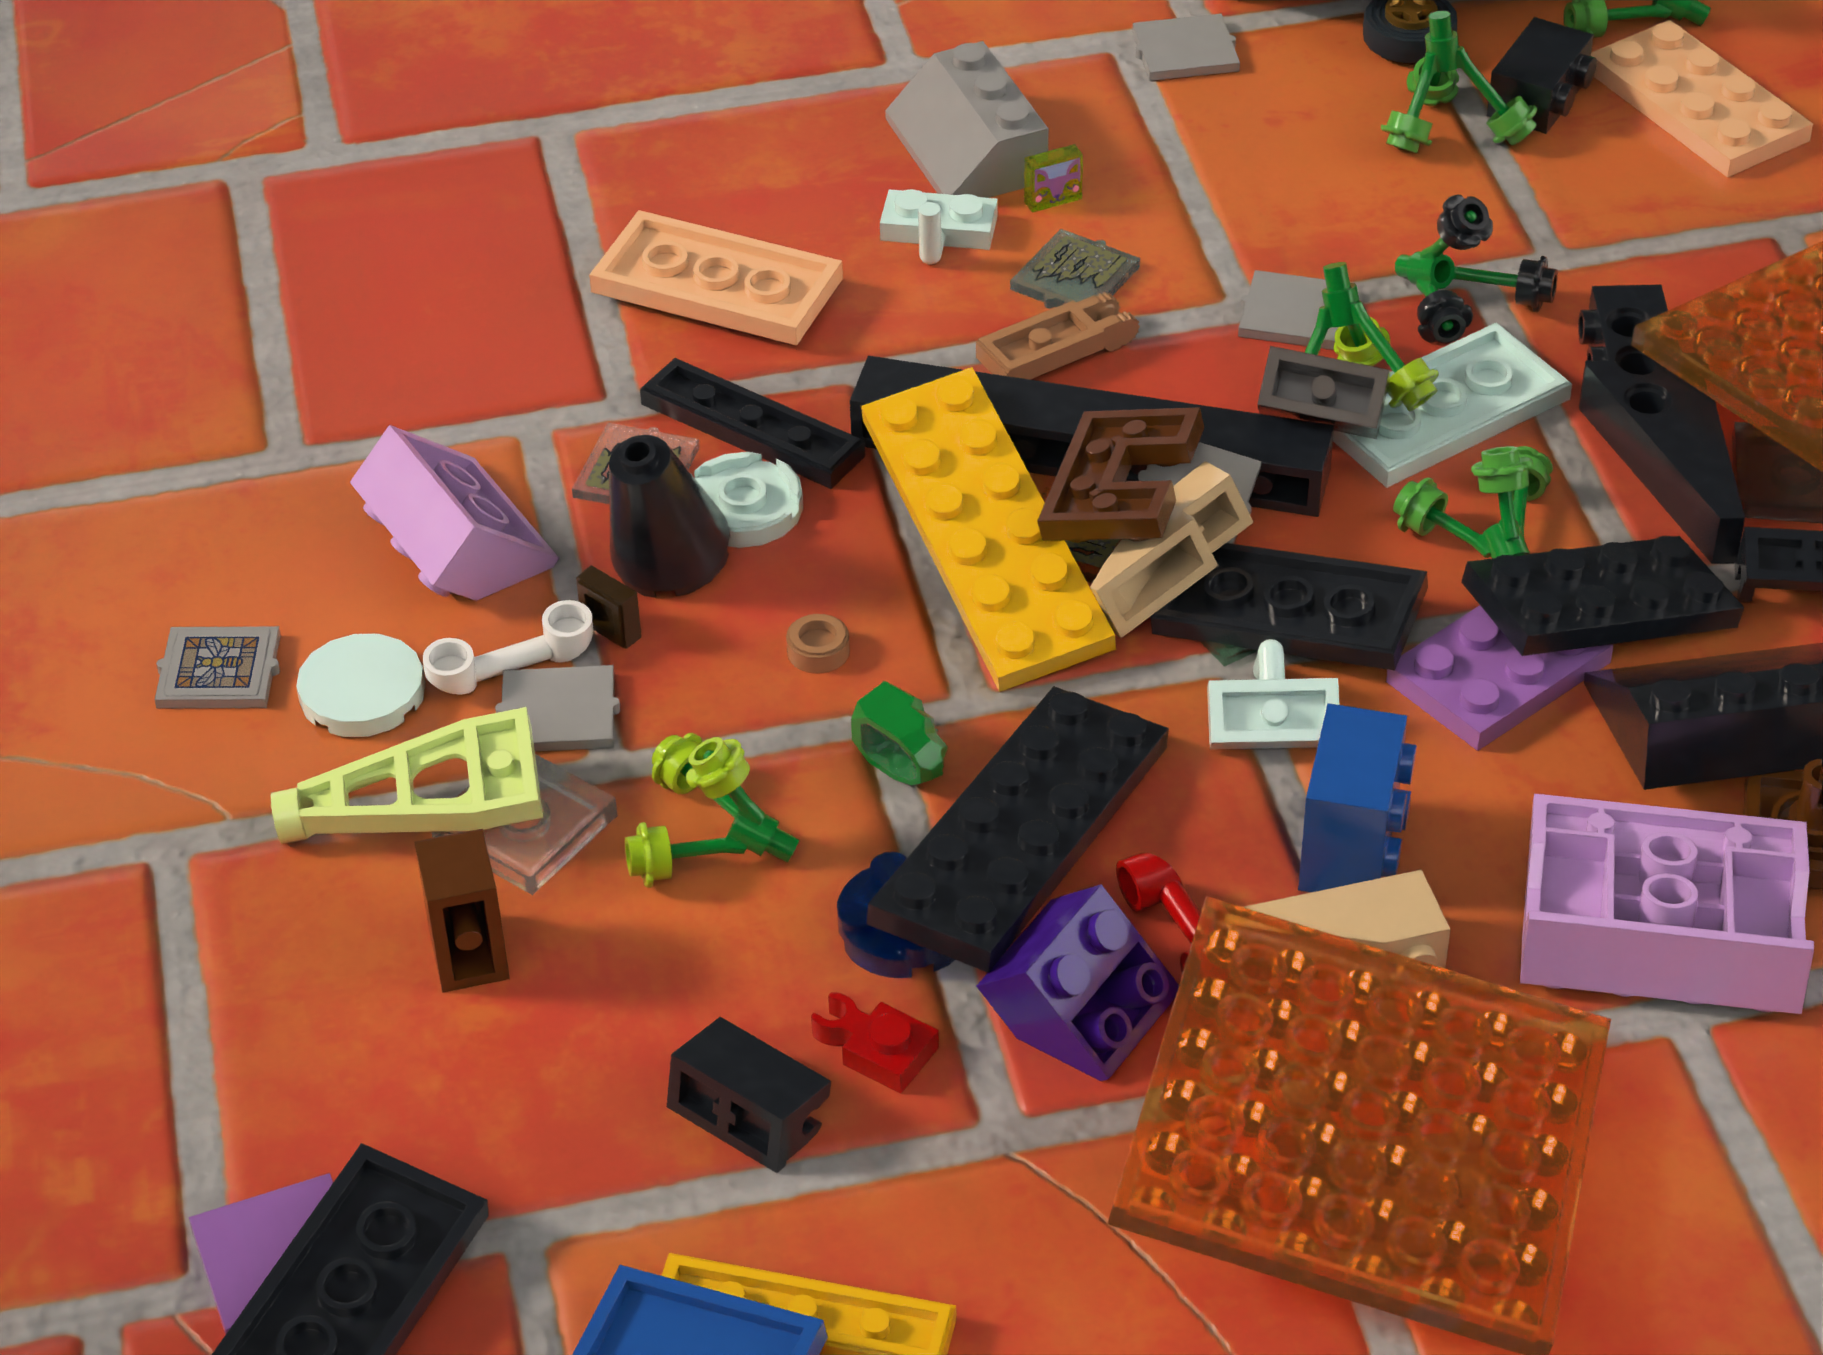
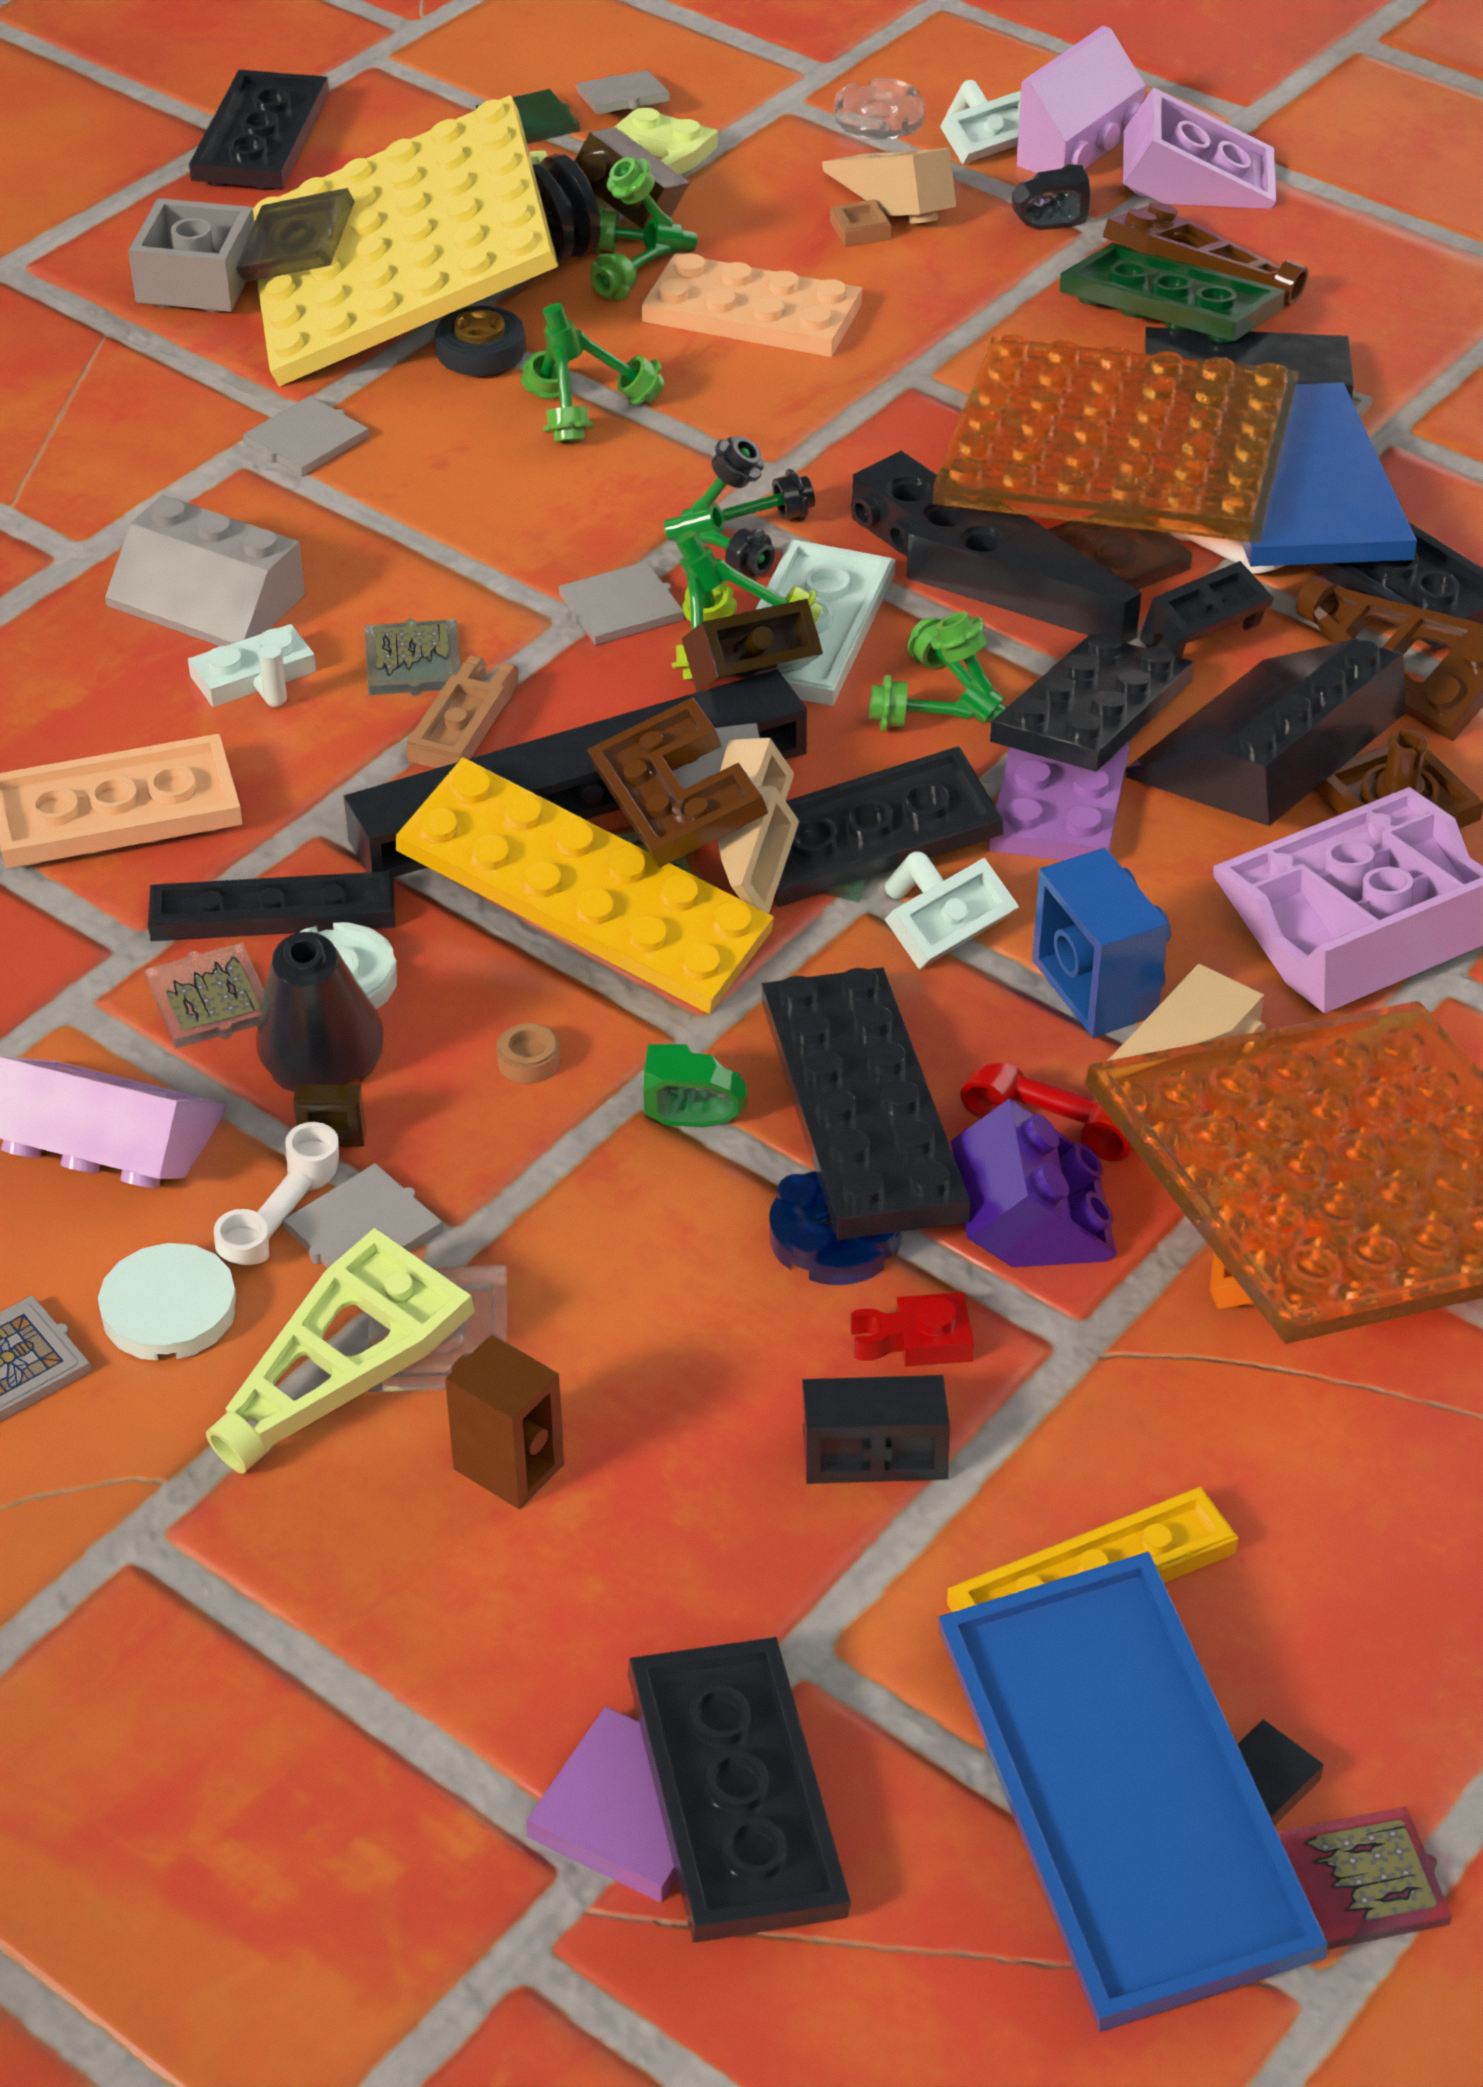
camera: 40 degrees left, 0 degrees up
(718, 771) = (614, 1182): lime plant -> none
(1053, 178) = (323, 585): clear neon green tile -> none
(1546, 70) = (628, 326): black brick -> none

